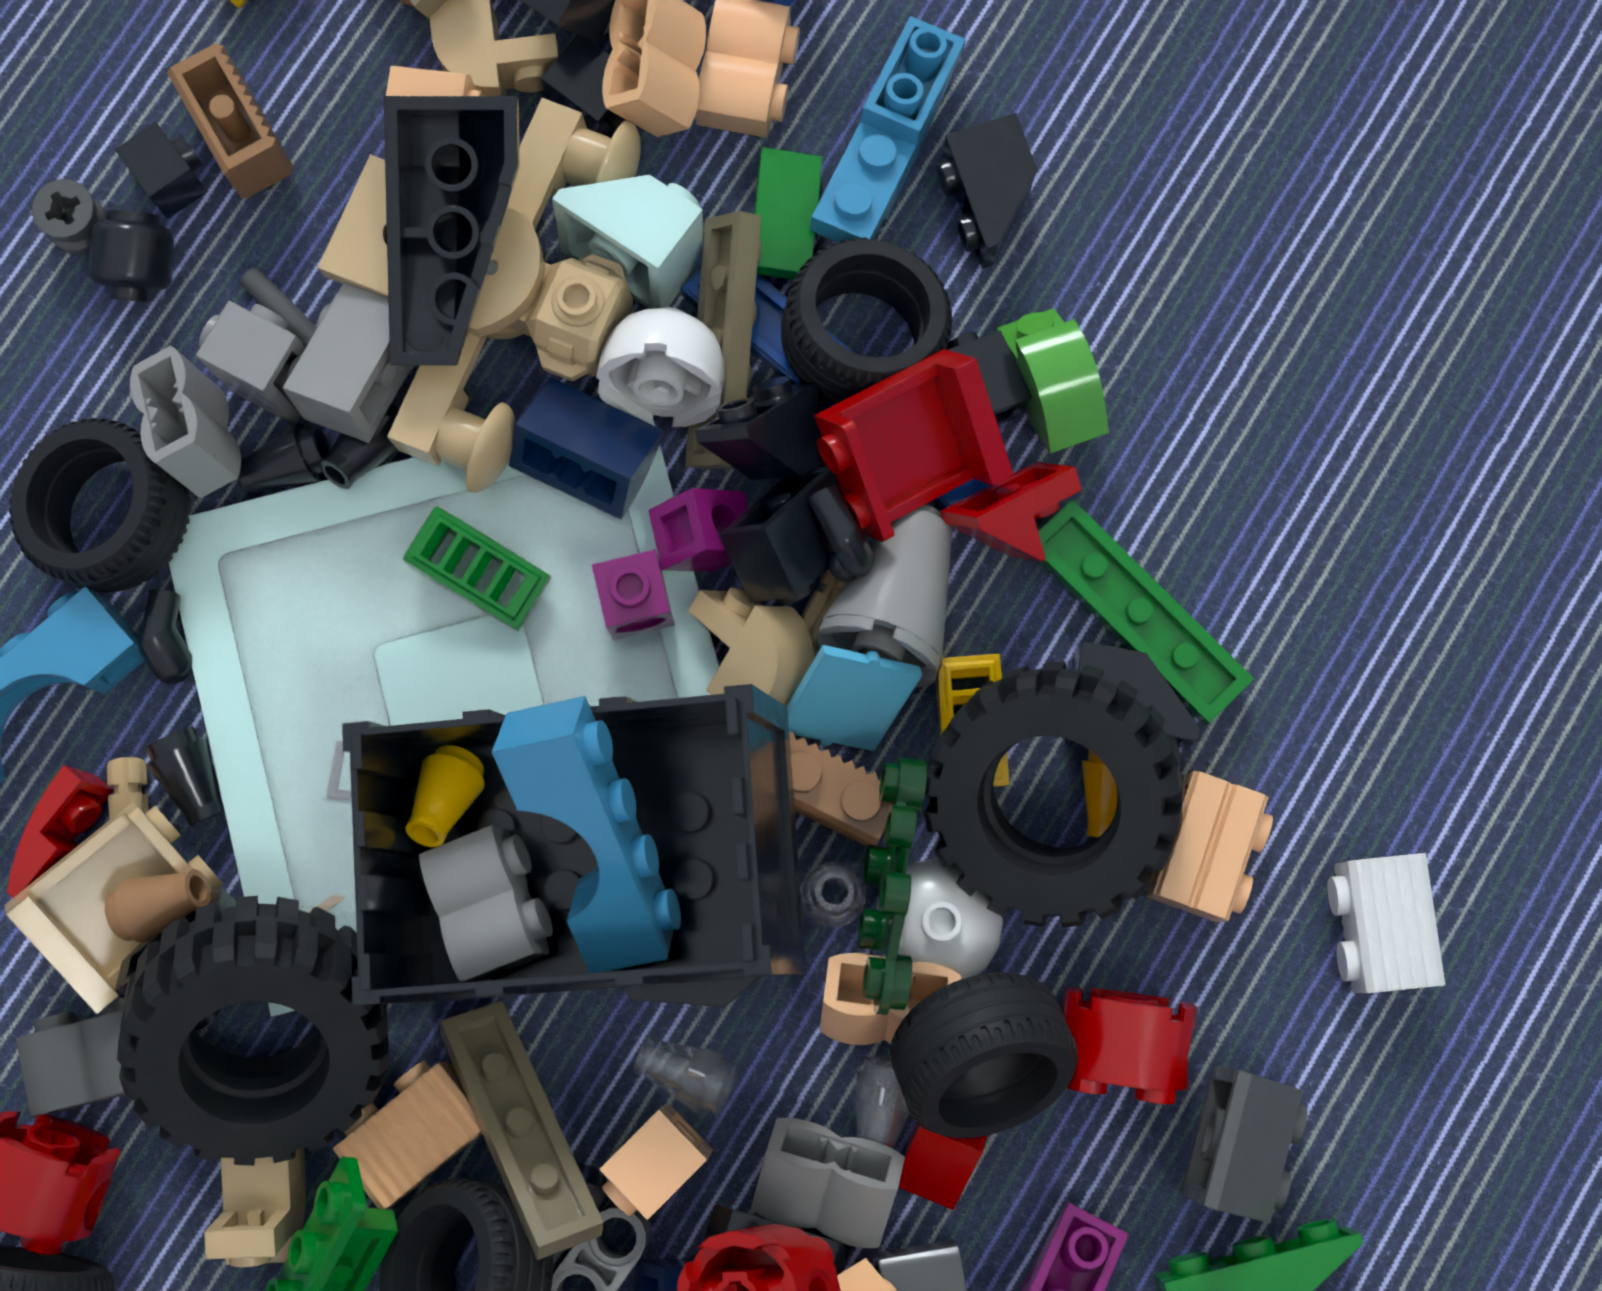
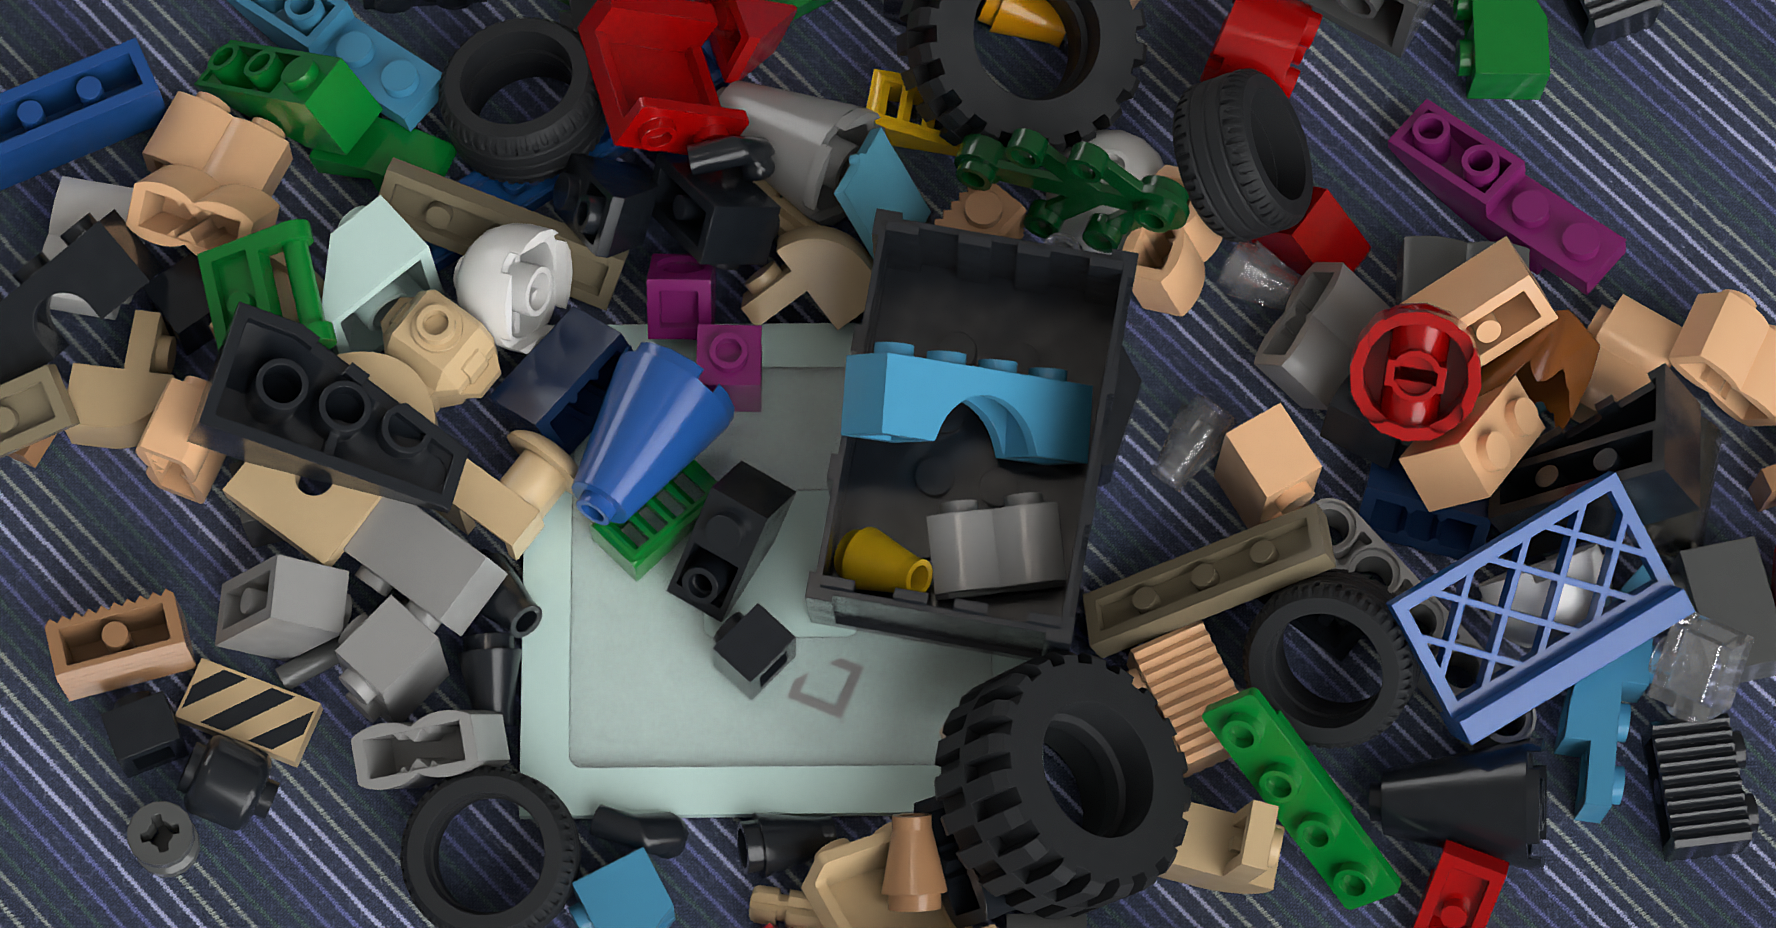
camera: 80 degrees left, 10 degrees down
(210, 255) = (249, 711): none -> tan tile
(283, 249) = (283, 608): none -> light grey brick
(352, 690) = (752, 650): none -> black plate
(462, 643) = (730, 539): none -> black slope
(526, 529) = (646, 431): none -> blue cone
(564, 116) = (244, 274): none -> green plate
(816, 110) = (301, 92): none -> green slope

